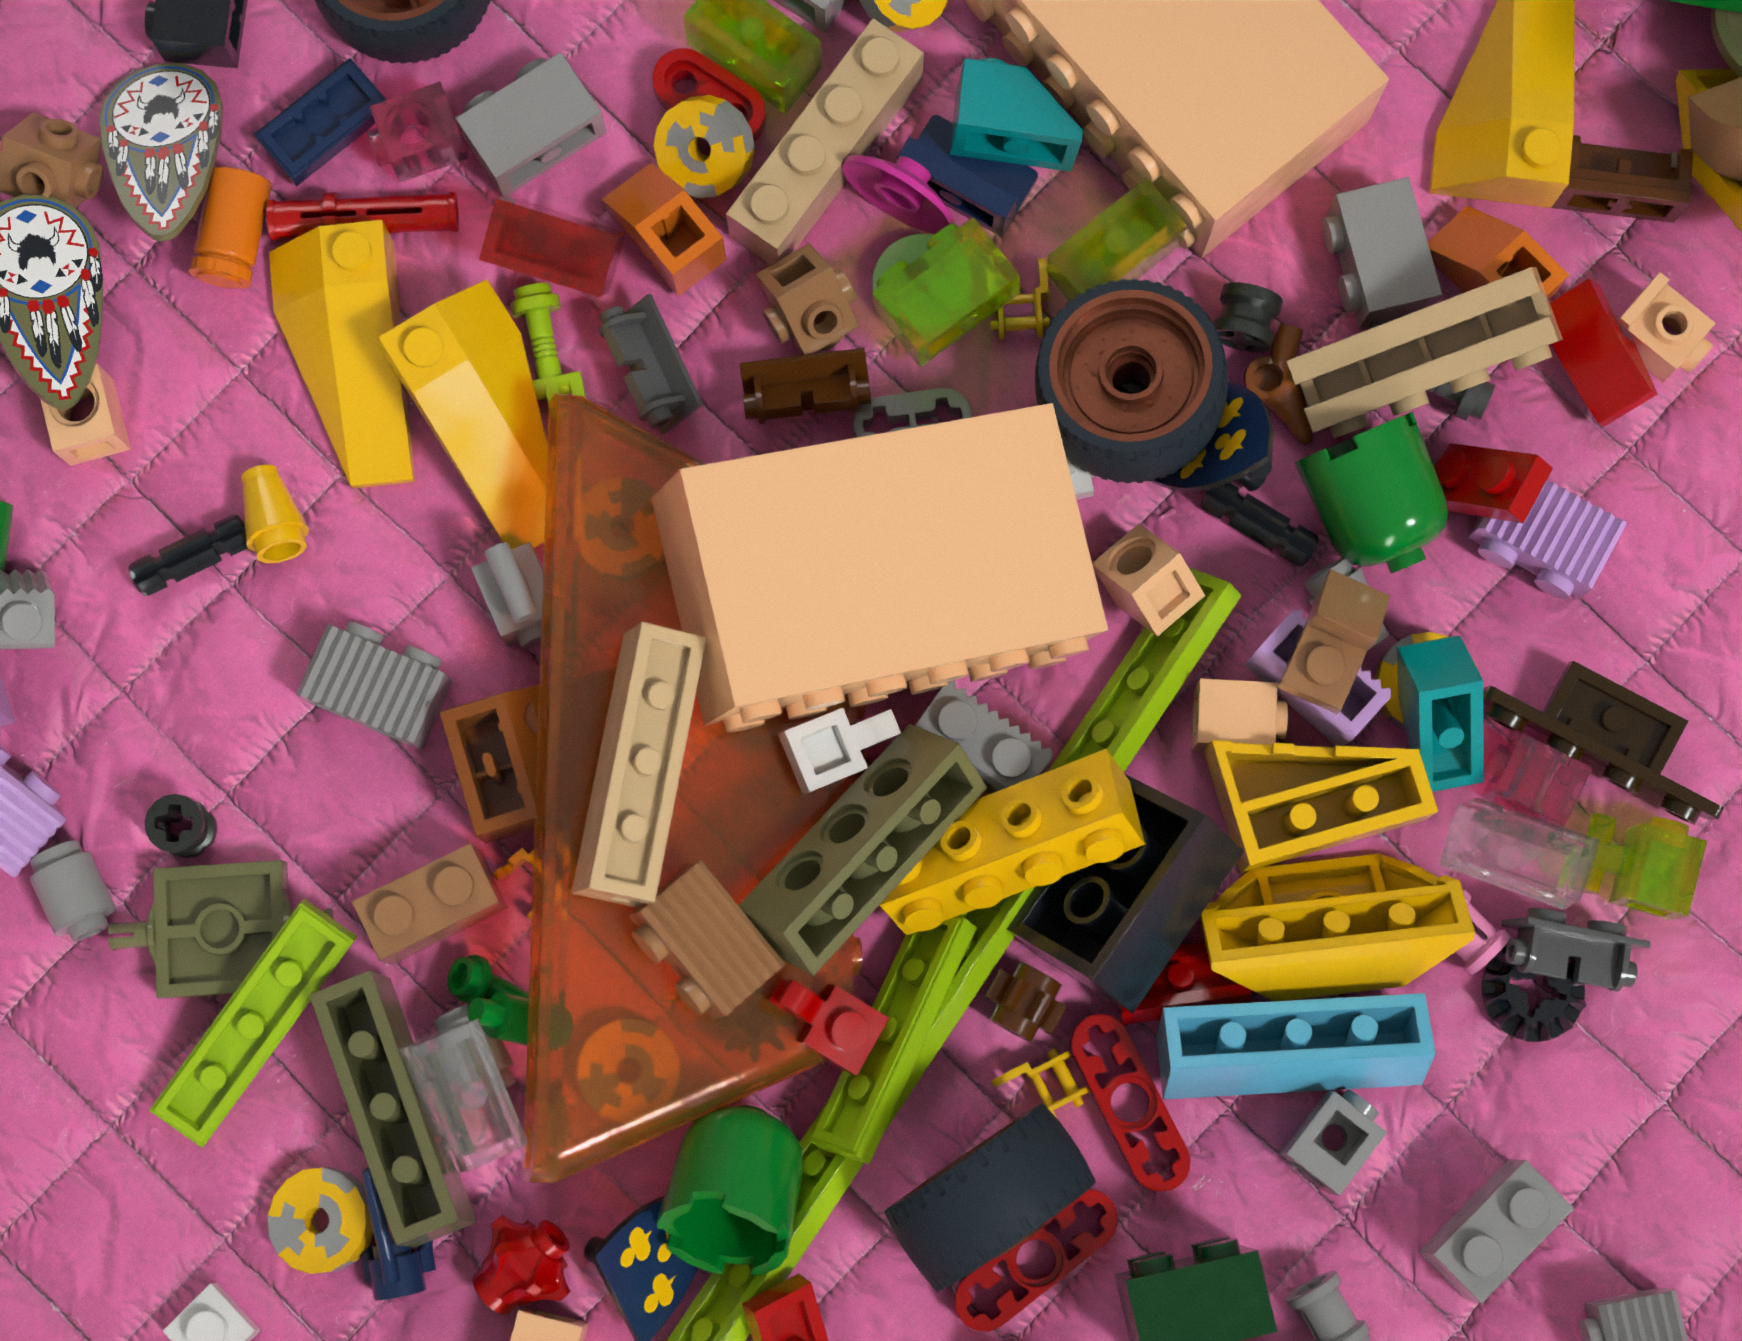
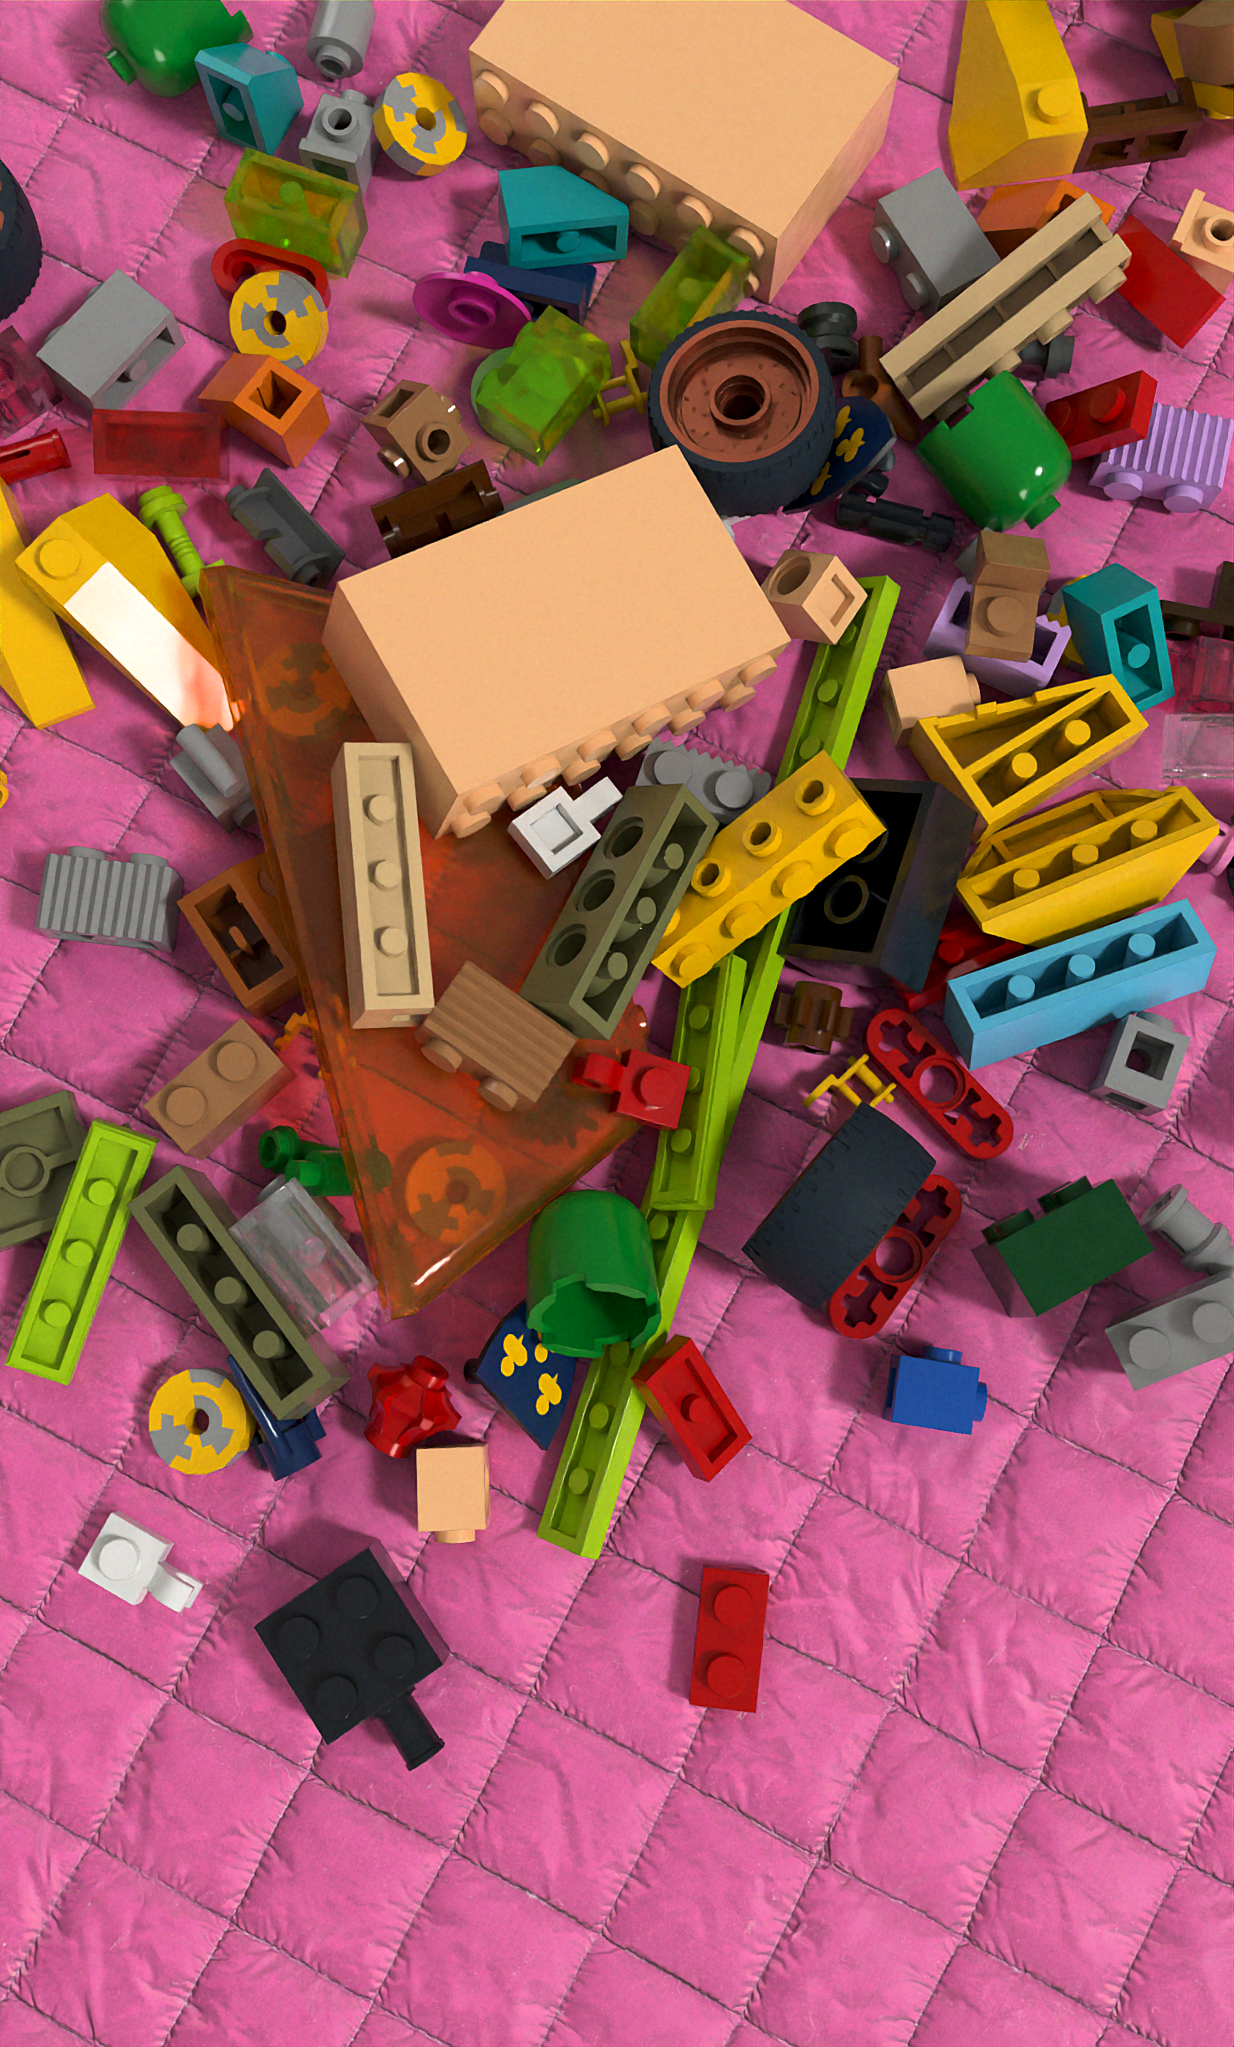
camera: 15 degrees left, 0 degrees up
(838, 122) = (378, 312): tan brick -> none

